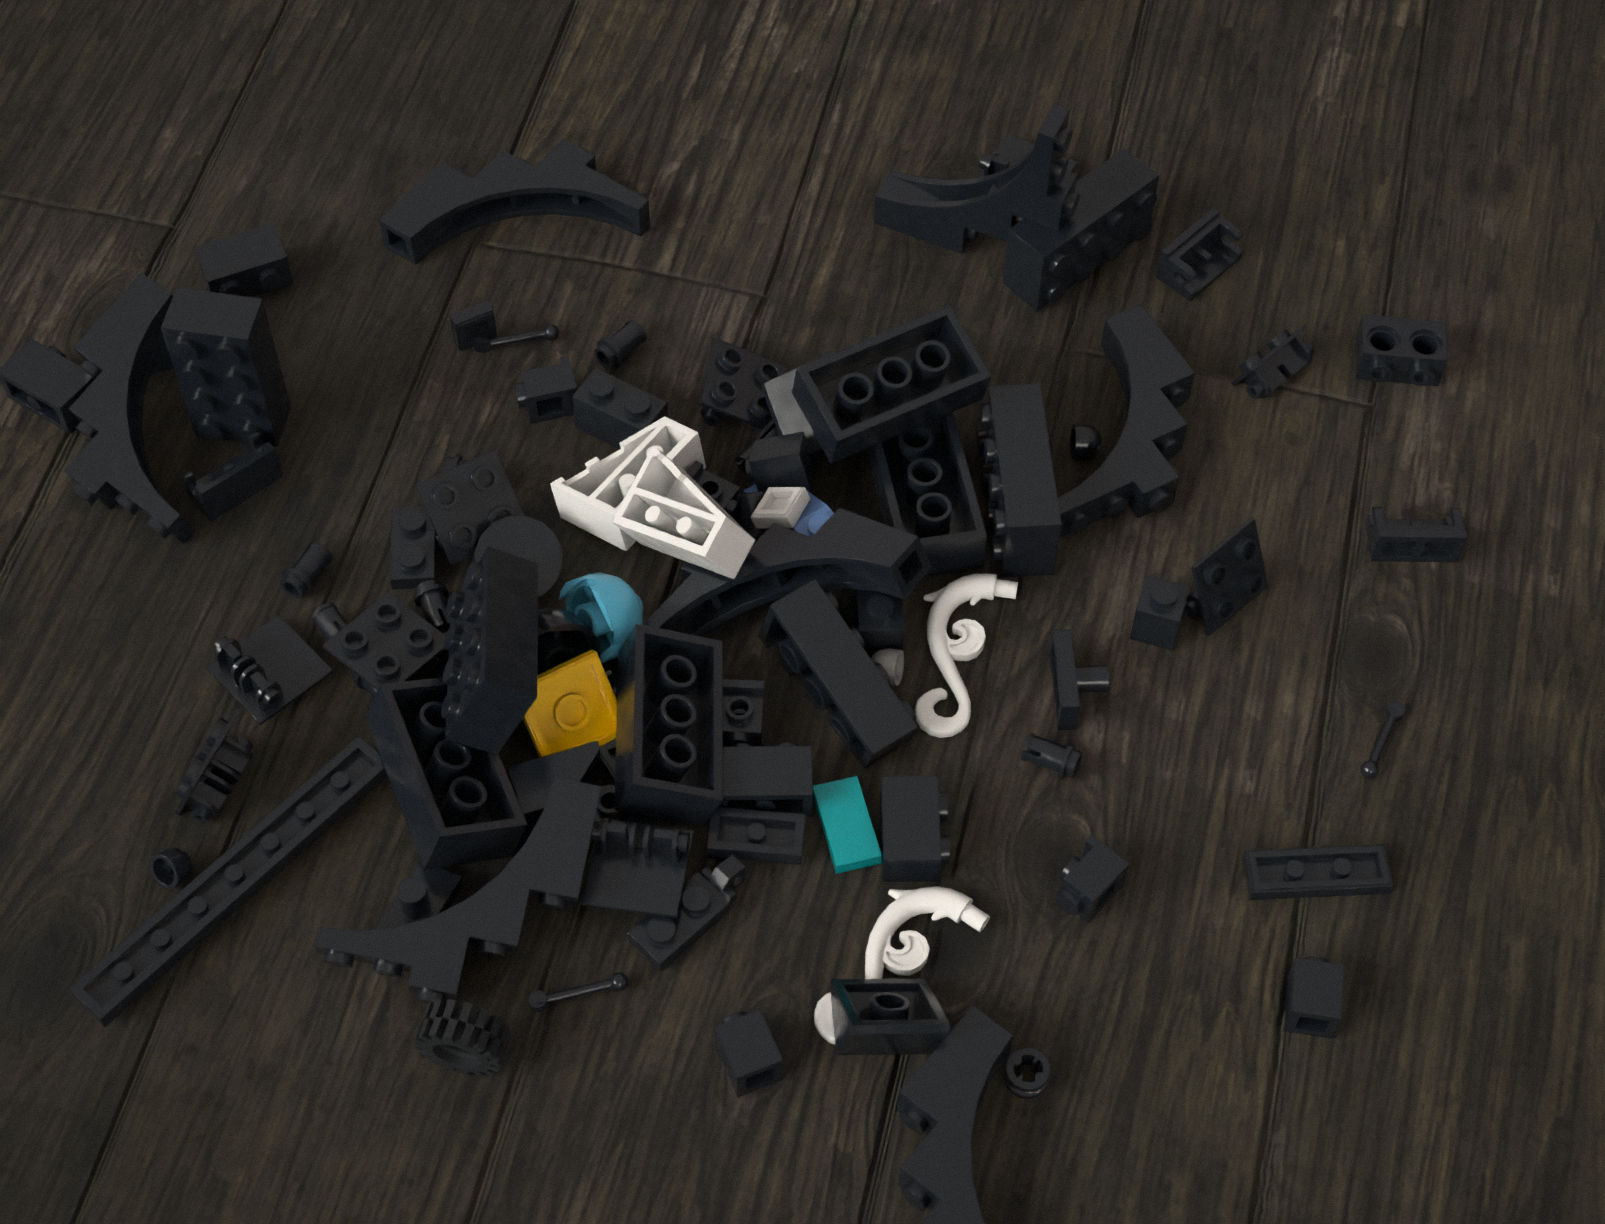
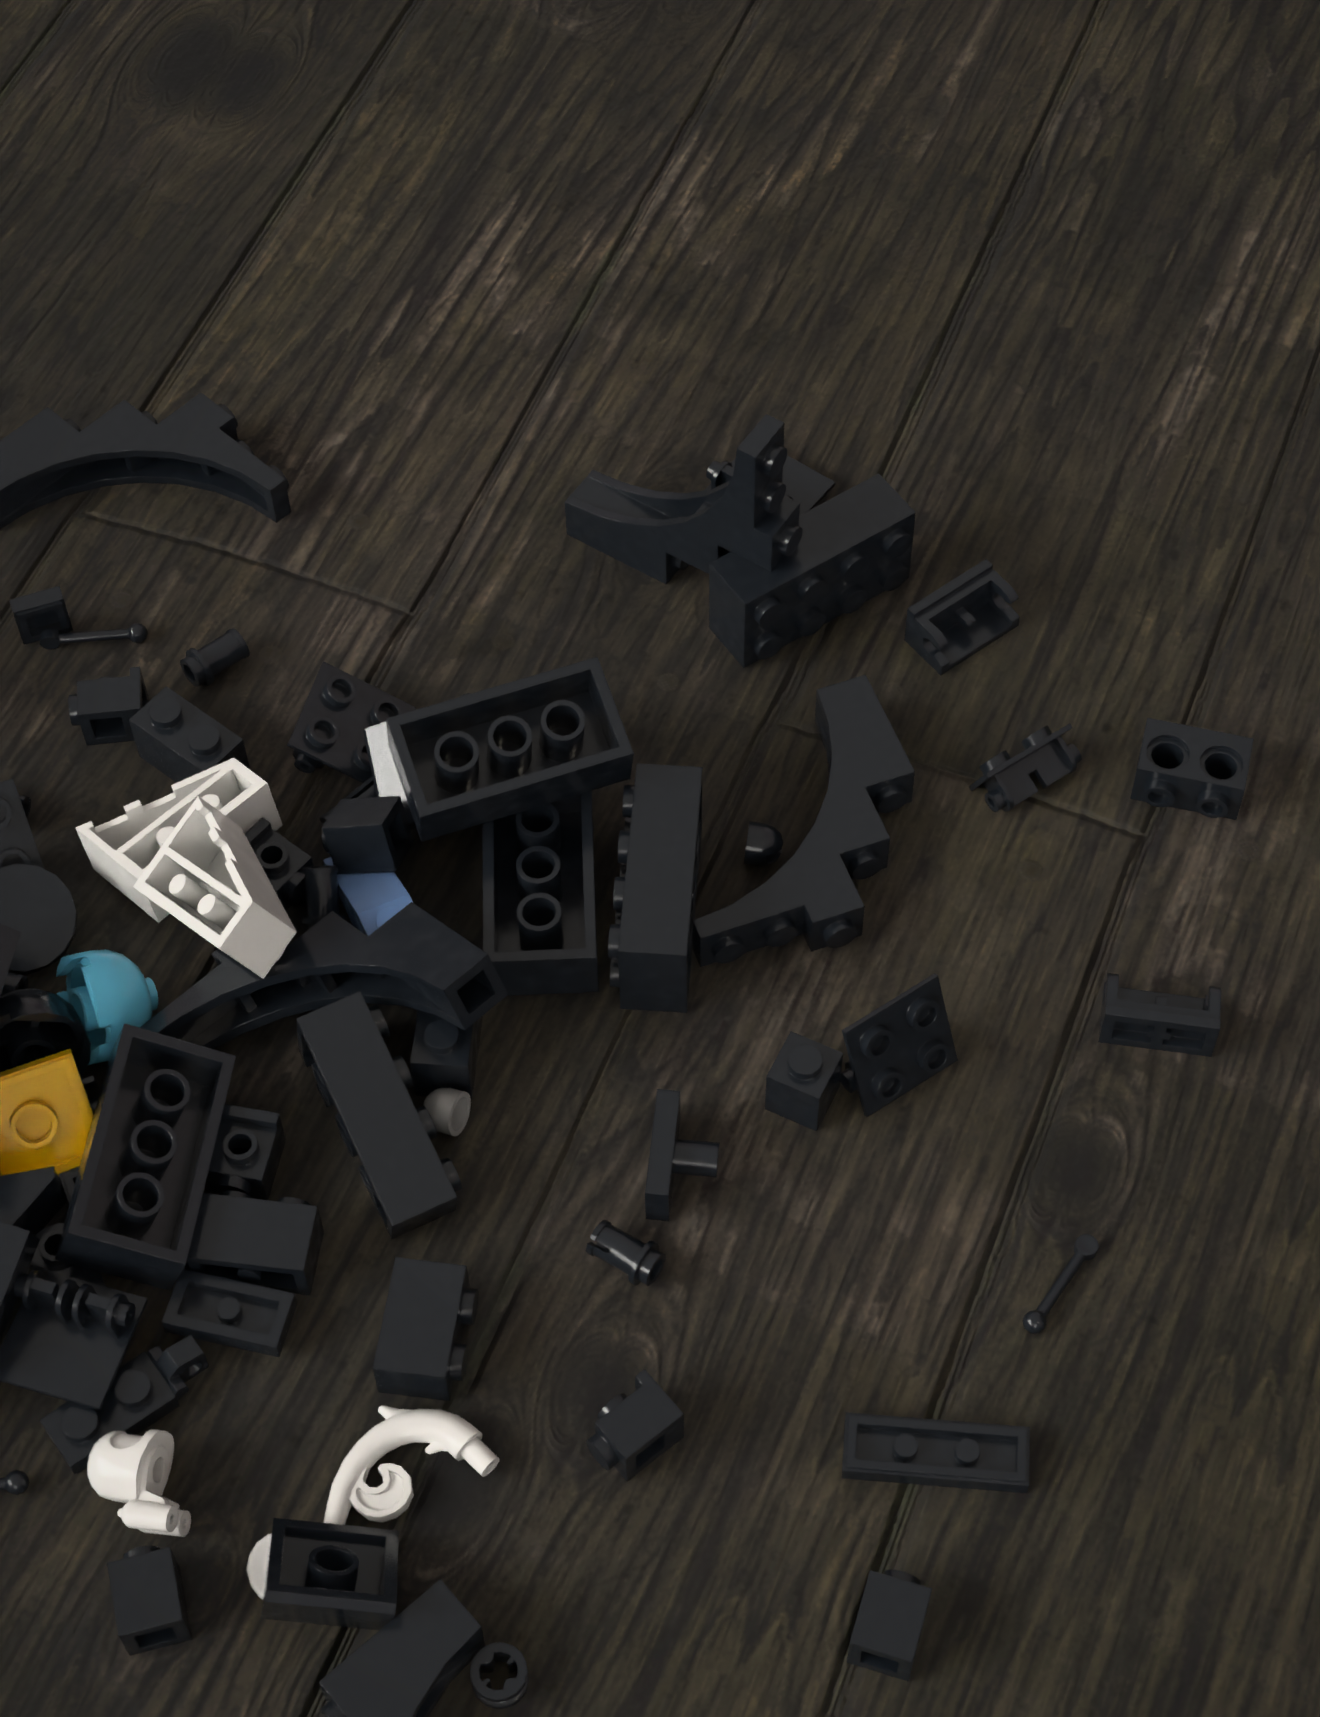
camera: 10 degrees right, 0 degrees up
(713, 961) = (135, 1473): none -> white piece
(781, 507) = (350, 890): white tile -> none
(846, 824) = (347, 1311): teal tile -> none
(946, 650) = (523, 1096): white plant -> none

